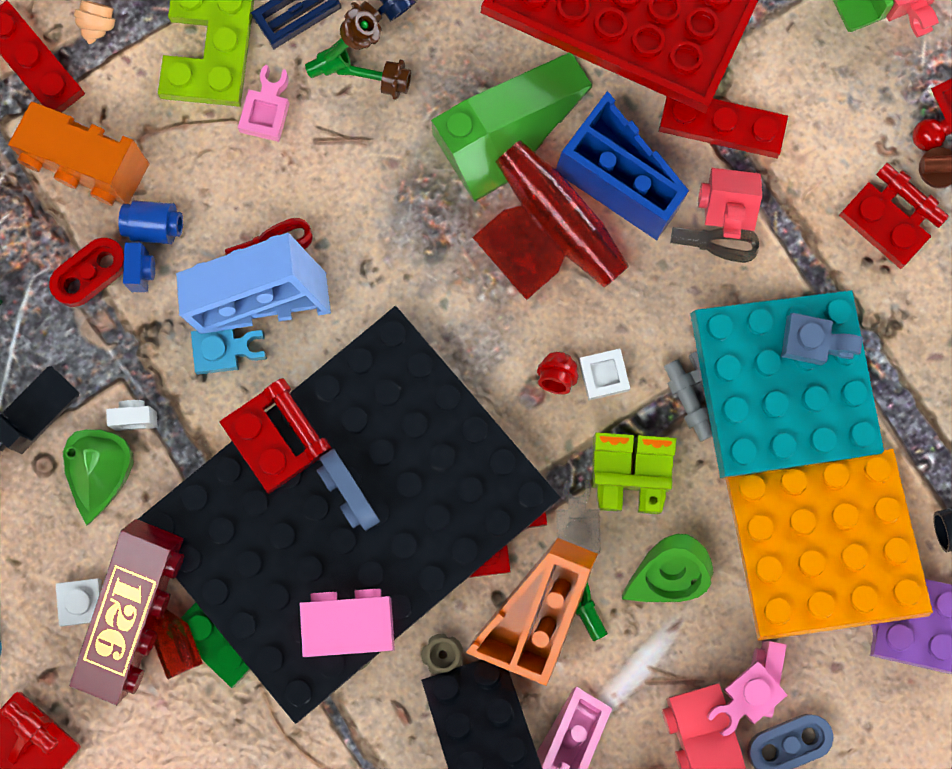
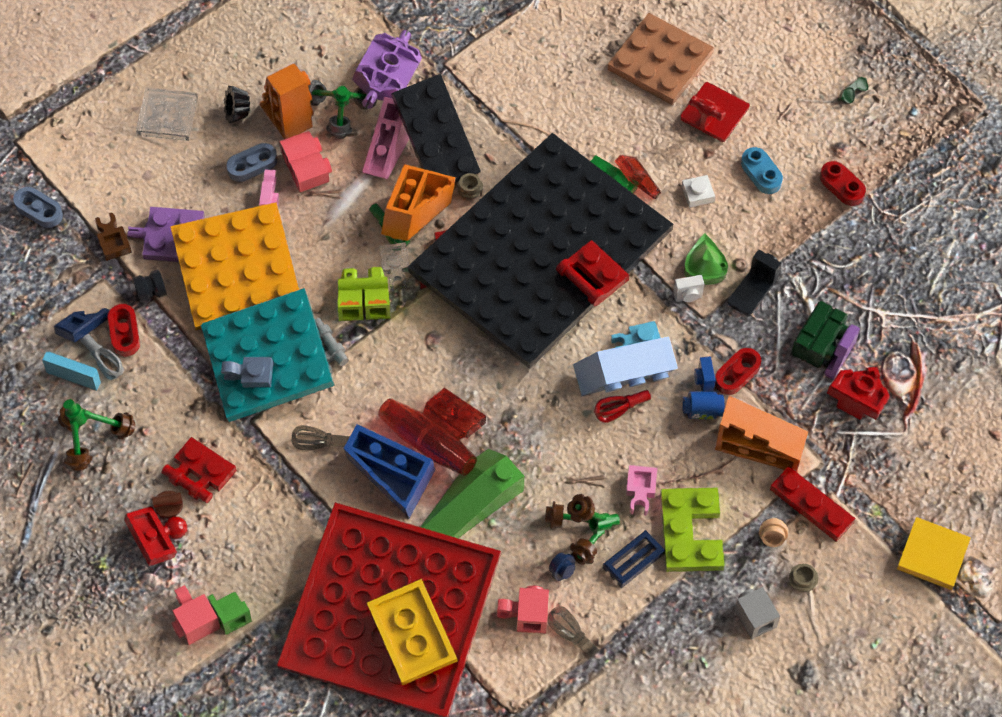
camera: 170 degrees right, 20 degrees down
(127, 612) = (663, 175): brick -> none
(346, 625) = (528, 174): bright pink brick -> none
(356, 507) = (535, 239): sand blue plate -> none
(557, 373) = (418, 346): red plate -> none
(604, 374) = (387, 348): white plate -> none
(670, 571) = (331, 243): bright green piece -> none
(727, 126) = (305, 515): red plate -> none
(731, 200) = (311, 456): coral brick -> none
(752, 695) = (281, 173): bright pink plate -> none

